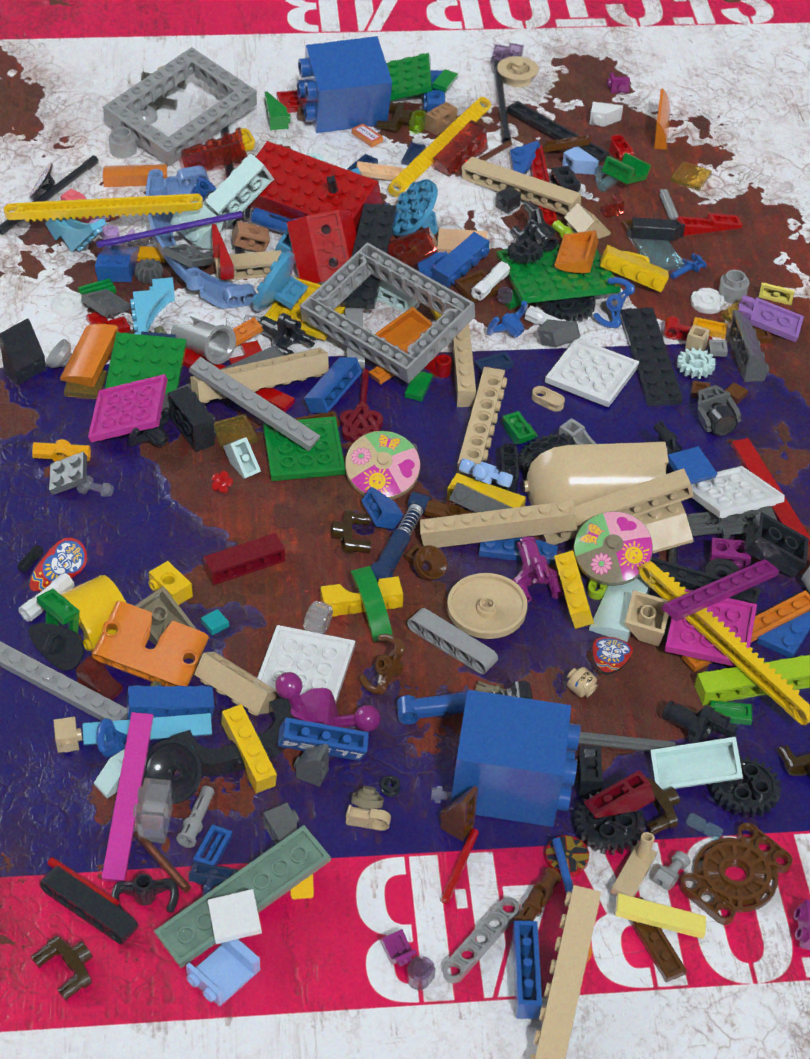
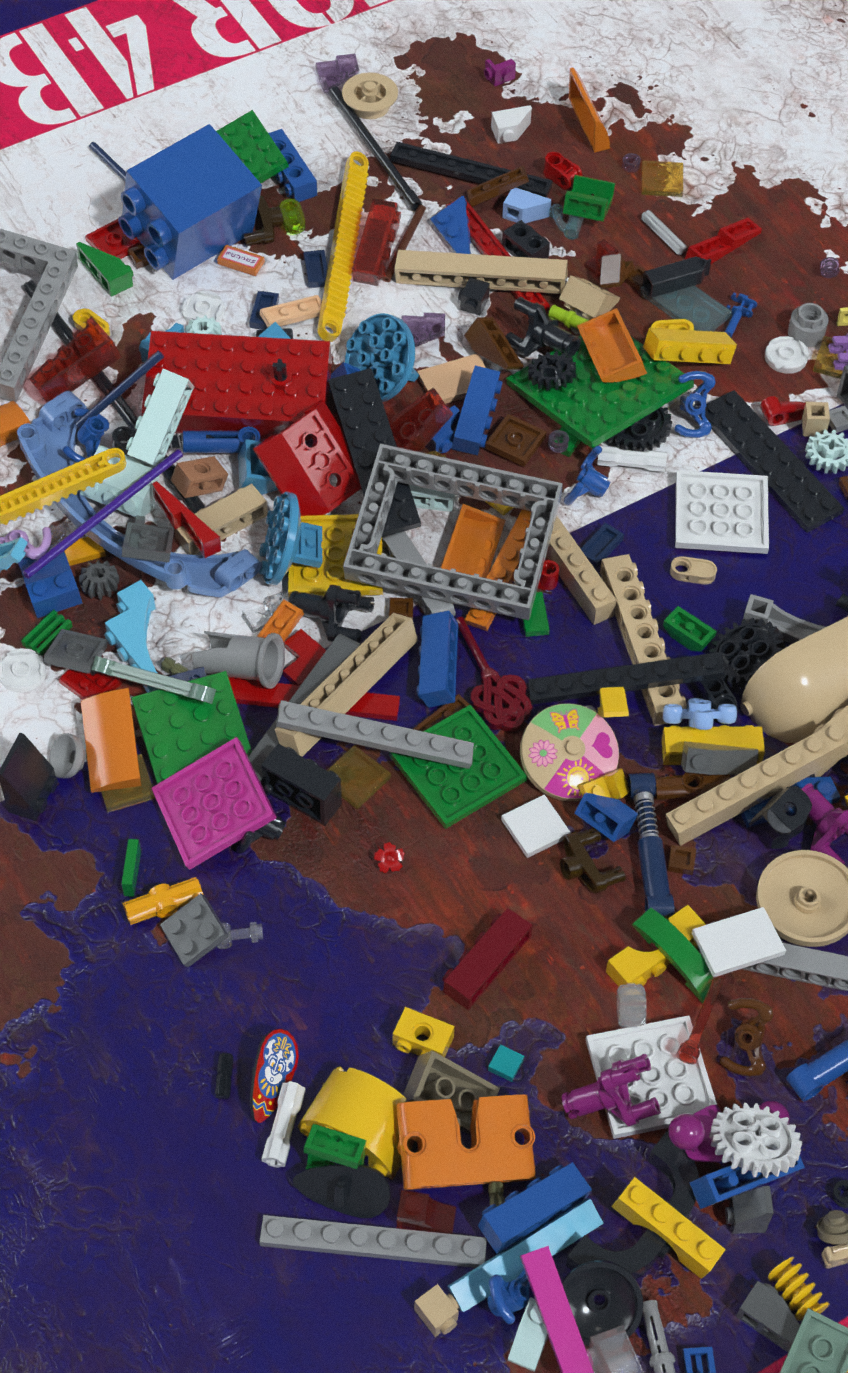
camera: 25 degrees left, 10 degrees up
(54, 426) = (131, 867): none -> green tile
(152, 336) = (154, 680): none -> sand green piece
(228, 170) = (121, 388): none -> dark blue piece
(235, 683) = (593, 1142): tan brick -> none
(242, 457) = (392, 811): light aqua slope -> none
(267, 655) = (613, 1093): none -> magenta wheel
(313, 817) = (795, 1289): none -> yellow piece
(331, 500) = (535, 826): none -> white tile
(333, 352) = (401, 606): none -> reddish brown tile
(337, 714) = (755, 1140): none -> white gear
(338, 657) = (689, 1050): none -> clear red piece
(398, 493) = (609, 785): none -> yellow slope
(416, 608) = (738, 942): none -> white tile
(429, 447) = (613, 702): none -> yellow slope
(435, 559) = (714, 865): reddish brown piece -> none
(440, 118) = (320, 202): medium nougat brick -> none
(445, 80) = (296, 144): green tile -> none
(454, 437) = (630, 677): none -> black plate
(458, 207) = (425, 327): none -> clear purple slope
(497, 274) = (533, 429): white axle -> none
(498, 225) = (490, 342): none -> reddish brown slope
(502, 557) = (785, 825): none -> black piece
(558, 332) = (654, 472): dark grey slope -> none
(613, 212) = (614, 270): none -> slope
(675, 161) = (631, 167): none -> bush
(716, 328) = (812, 392): light orange tile -> none
(770, 261) = (829, 272): none -> clear purple bush

